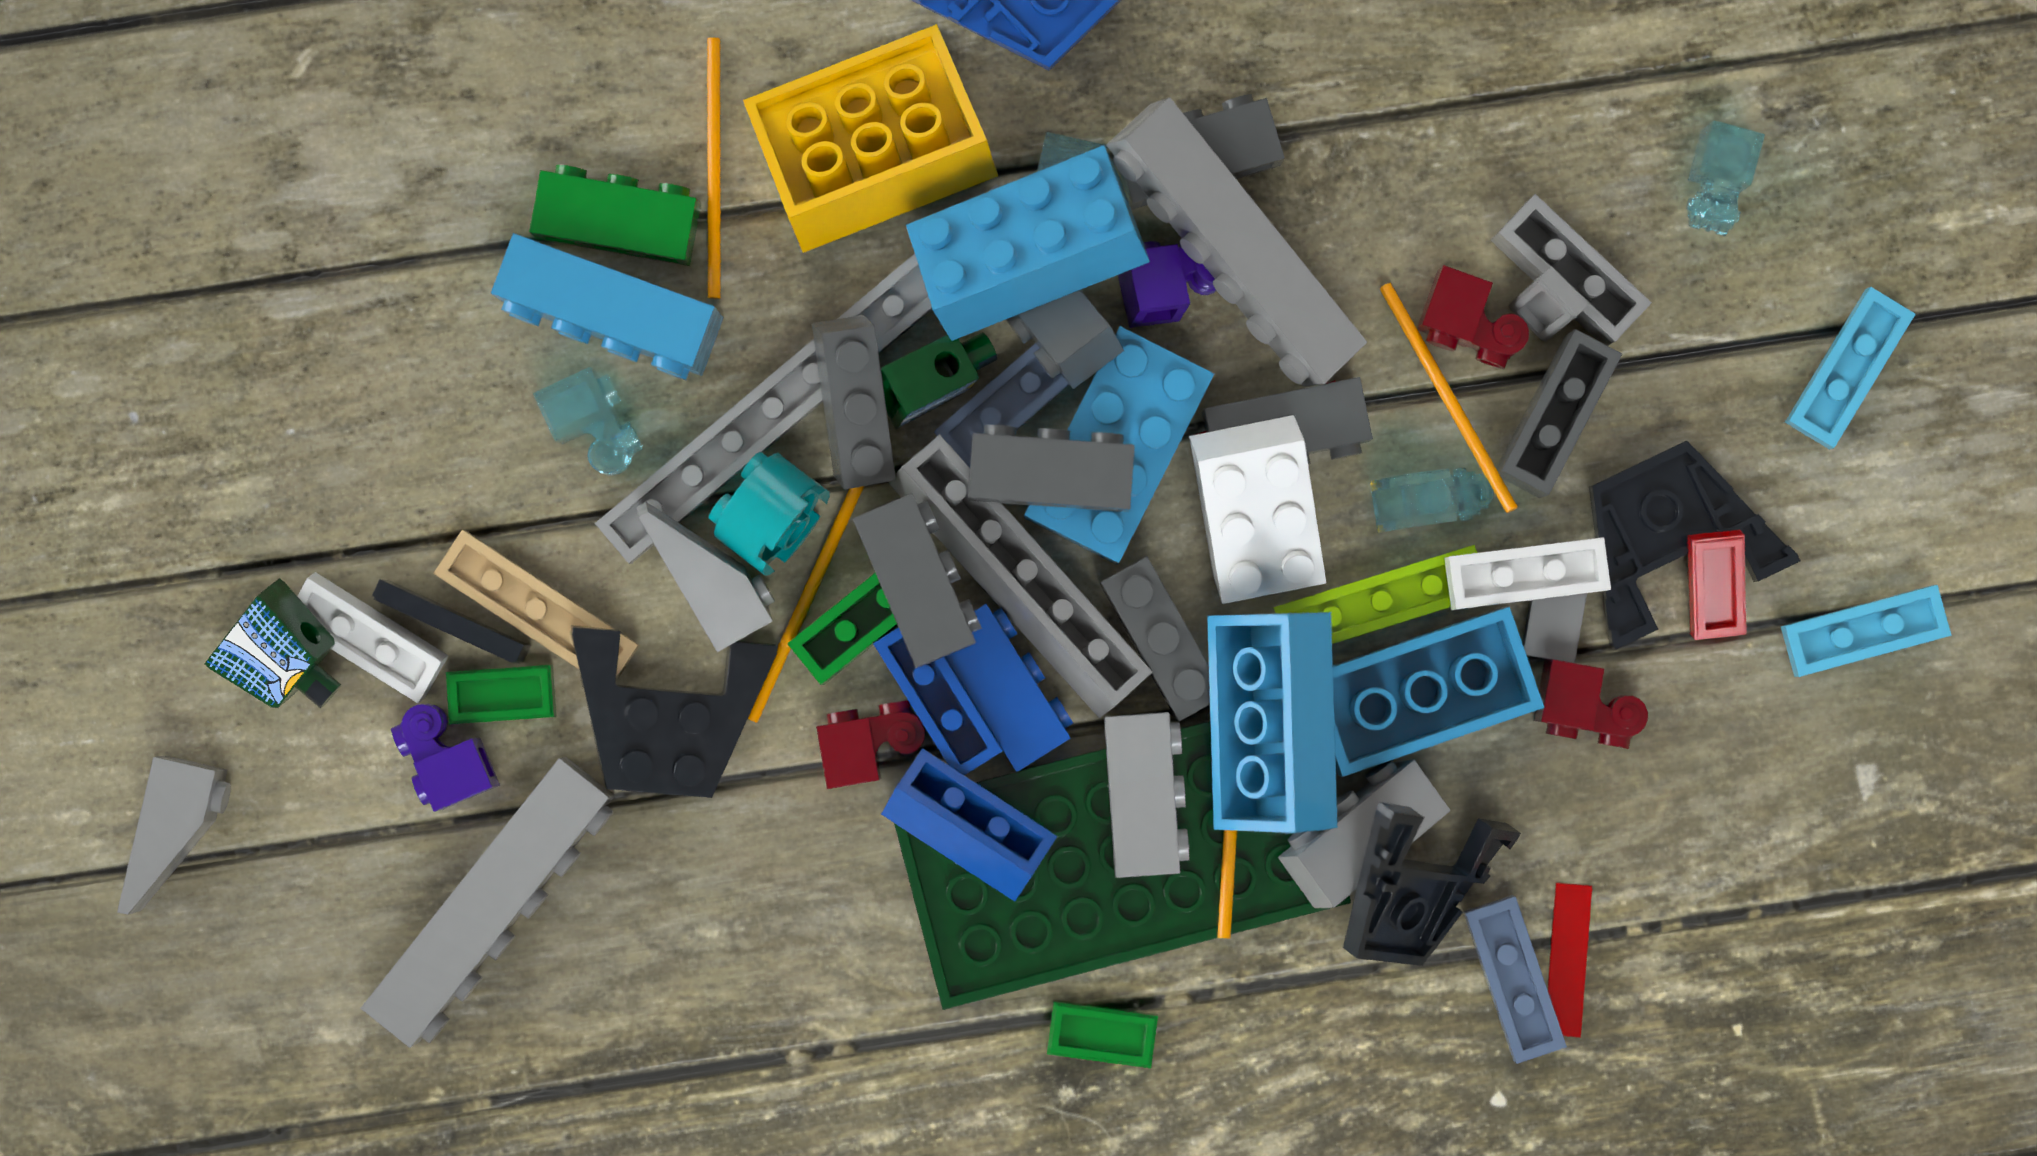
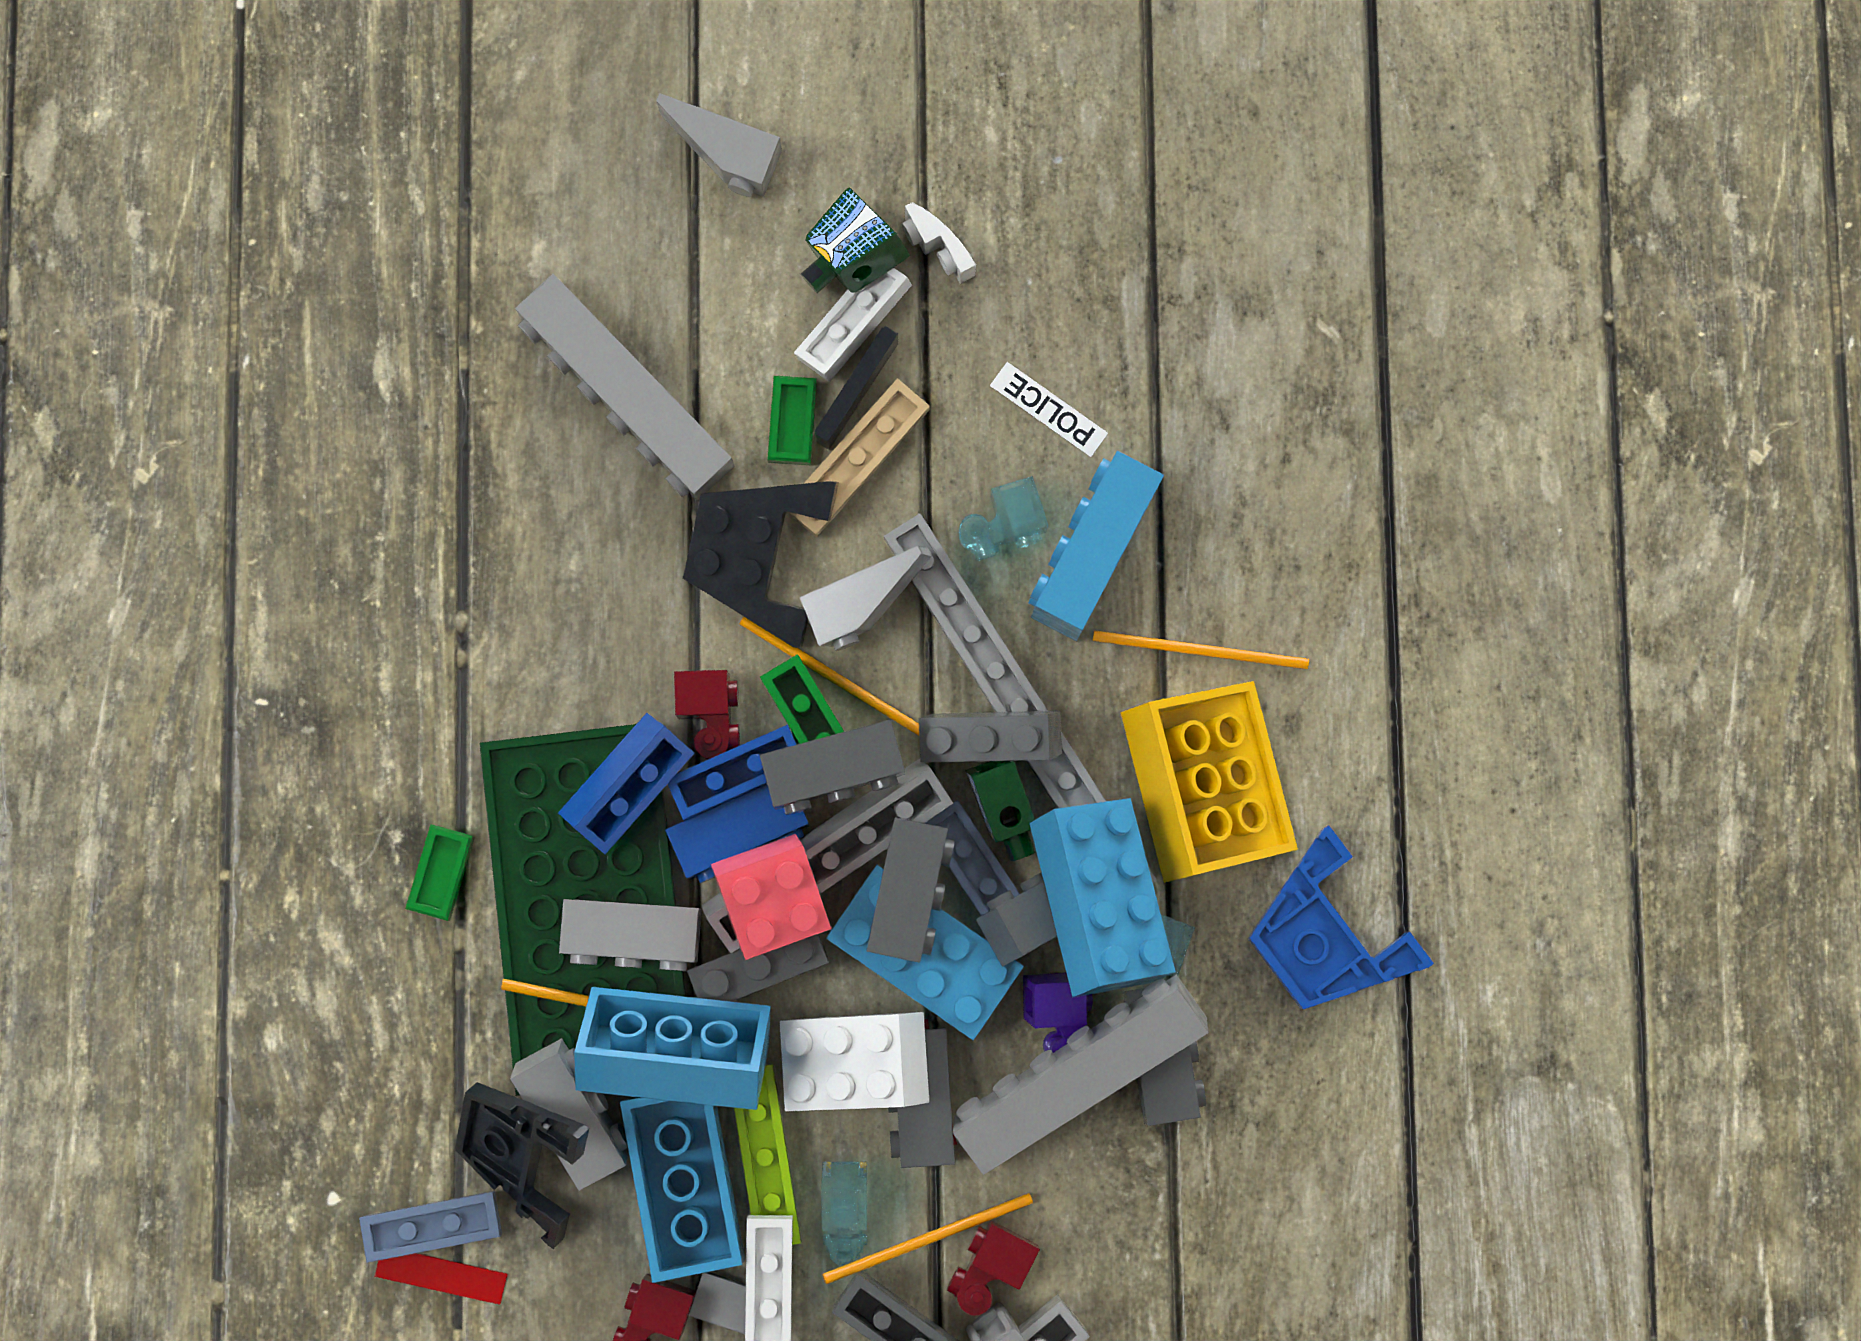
camera: 90 degrees right, 5 degrees down
(247, 558) = (931, 234): none -> white slope
(443, 772) = (735, 365): dark purple brick -> none
(445, 387) = (1048, 409): none -> white sticker
(615, 215) = (1171, 564): green brick -> none
(768, 511) = (909, 654): teal brick -> none
(1080, 631) = (771, 896): none -> coral brick

